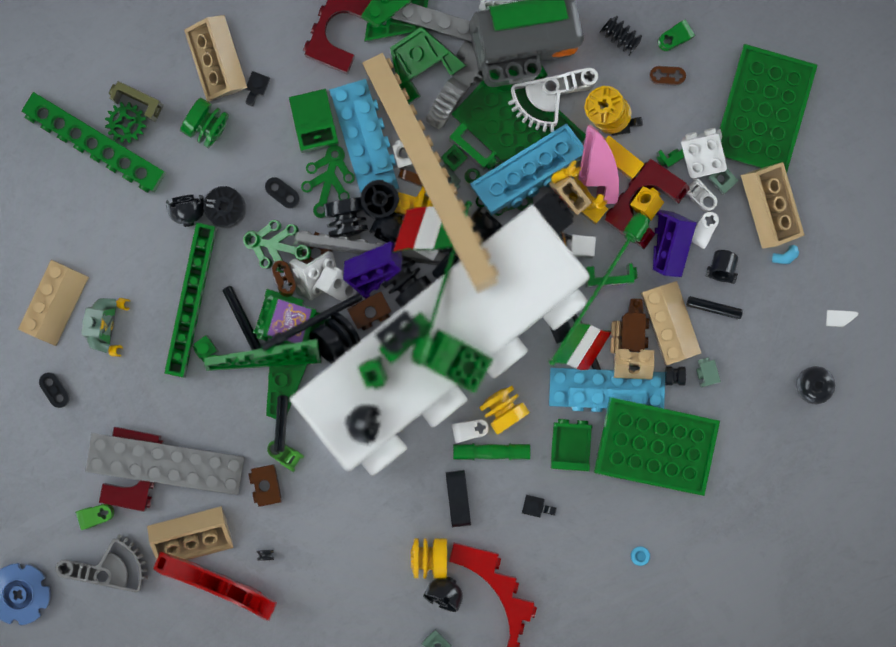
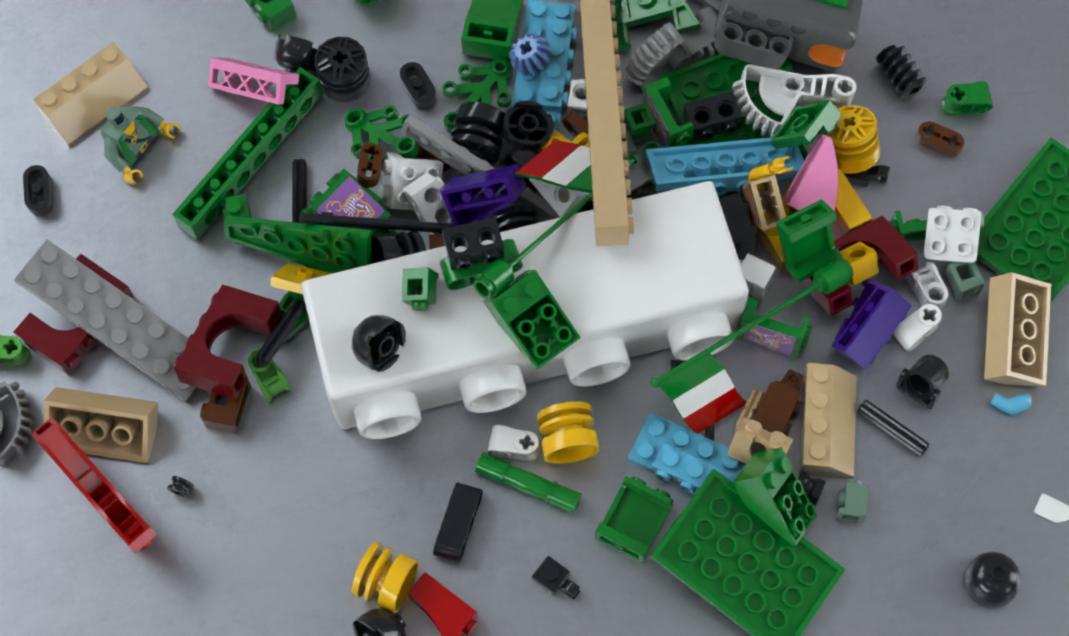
camera: 30 degrees right, 20 degrees down
(162, 240) = (253, 71): none -> bright pink fence
(237, 422) = (228, 310): none -> dark red arch
(279, 382) = (292, 275): none -> yellow plate
(360, 135) = (530, 54): none -> medium blue gear
(500, 129) = (710, 110): none -> black brick
(574, 120) = (805, 124): none -> green plate
(612, 211) = (808, 240): none -> green panel
(658, 395) = (775, 494): none -> green slope

